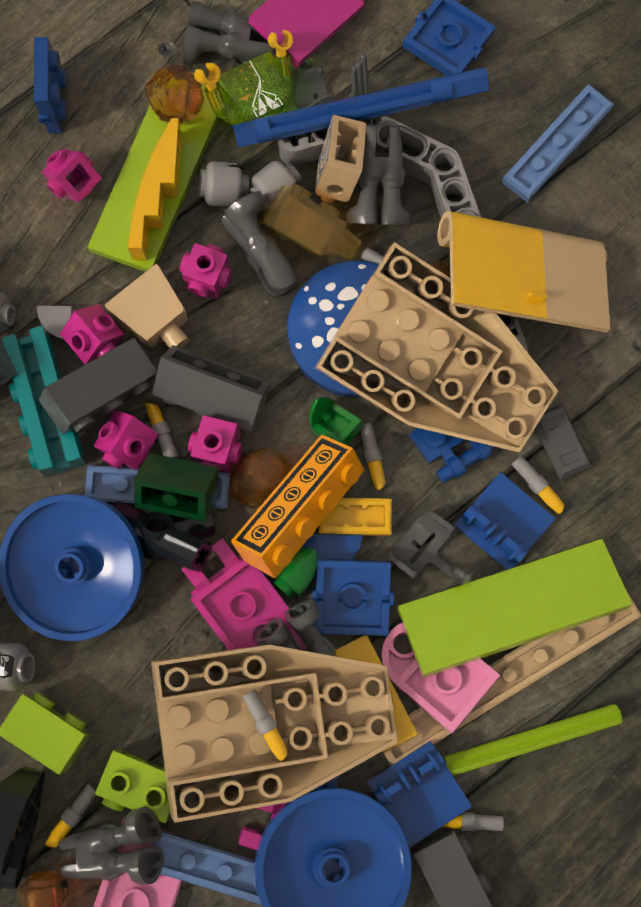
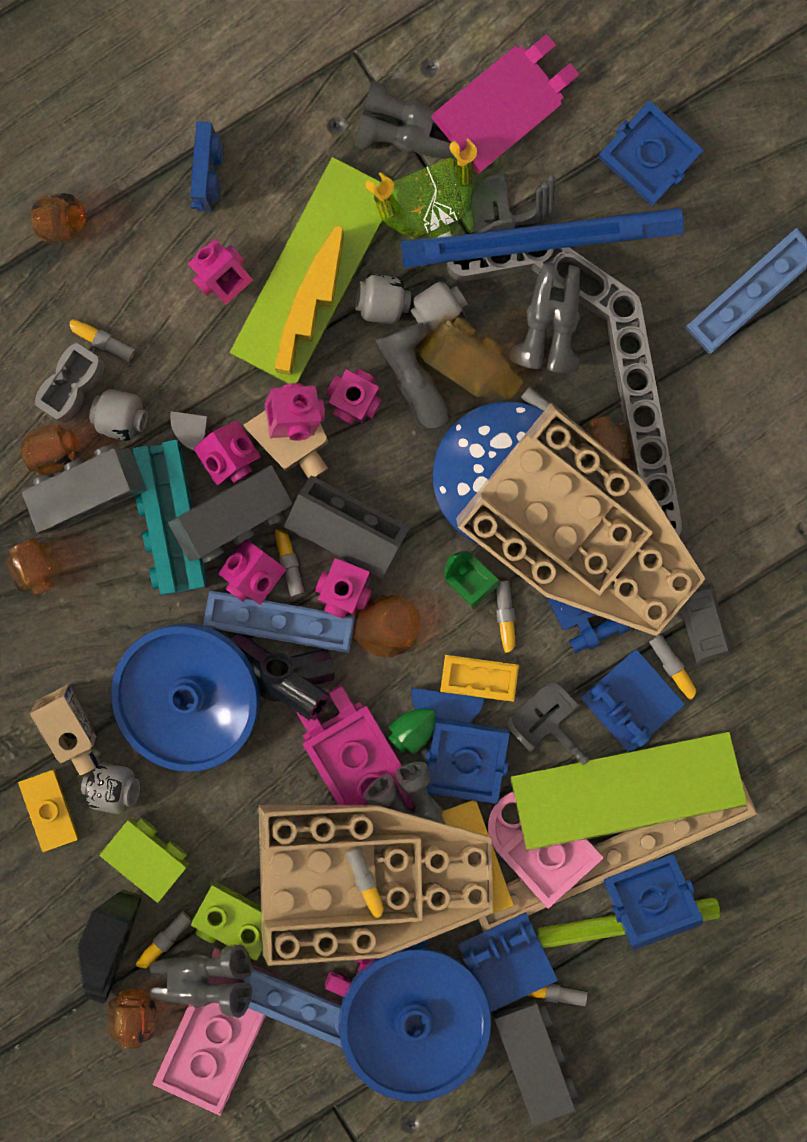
camera: 10 degrees right, 10 degrees up
(148, 281) = (294, 411): none -> dark pink brick
(175, 94) = (341, 196): clear orange hair -> none
(176, 487) = (300, 631): dark green brick -> none
(298, 506) = (423, 664): light orange brick -> none
(339, 176) = (512, 308): tan torso -> none
(526, 272) = (692, 447): door -> none
(555, 713) = (653, 901): none -> blue plate

